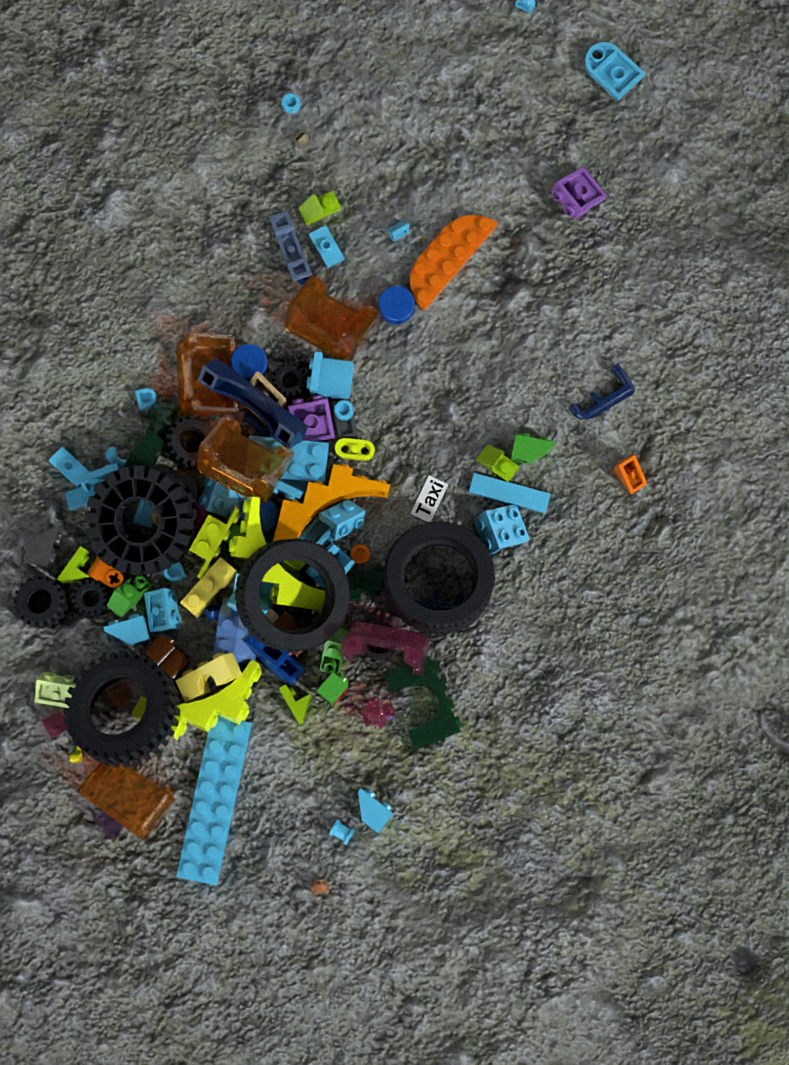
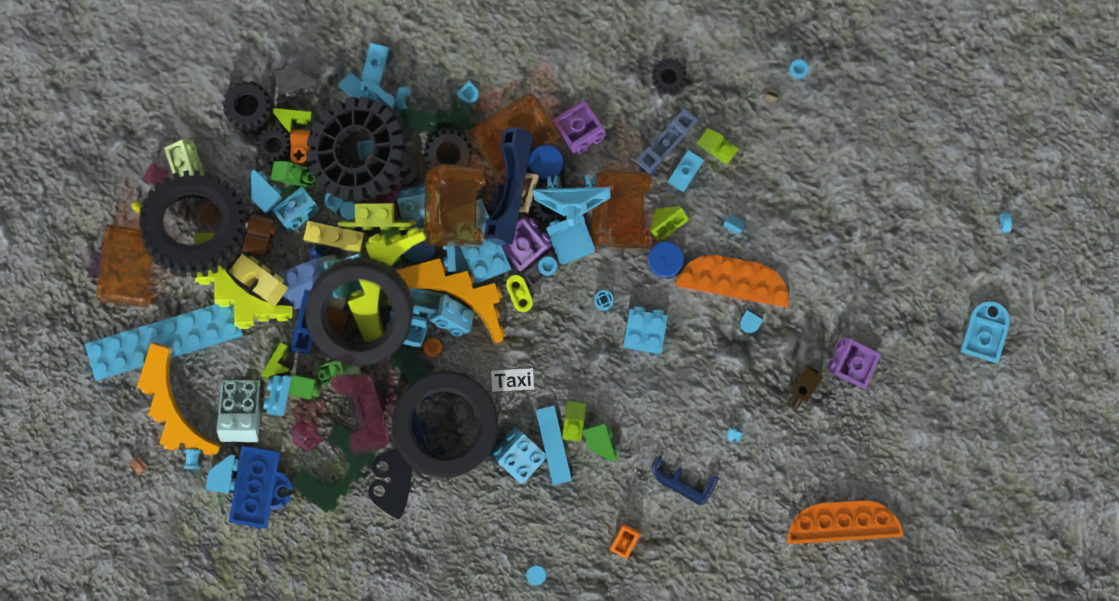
camera: 65 degrees right, 5 degrees up
(191, 562) = (348, 210): none -> medium azure tile
(224, 207) = (669, 87): none -> black tyre
(235, 315) = (579, 128): none -> medium lavender plate
(279, 832) = (177, 430): none -> light orange arch
(296, 355) = (572, 201): none -> medium azure connector
(321, 763) = (239, 411): none -> light aqua slope
(327, 717) = (278, 395): none -> medium azure plate
(362, 285) = (667, 221): none -> lime slope
(402, 381) = (604, 300): none -> medium azure wheel
(402, 784) = (258, 488): none -> blue plate
(450, 356) = (645, 330): none -> medium azure plate
(475, 658) = (396, 492): none -> black piece
(493, 263) = (750, 322): none -> medium azure tile
(574, 236) = (810, 379): none -> dark brown torso
(587, 329) = (734, 434): none -> medium azure hinge
(619, 572) = (536, 575): none -> medium azure tile
(715, 277) = (843, 523): none -> orange plate

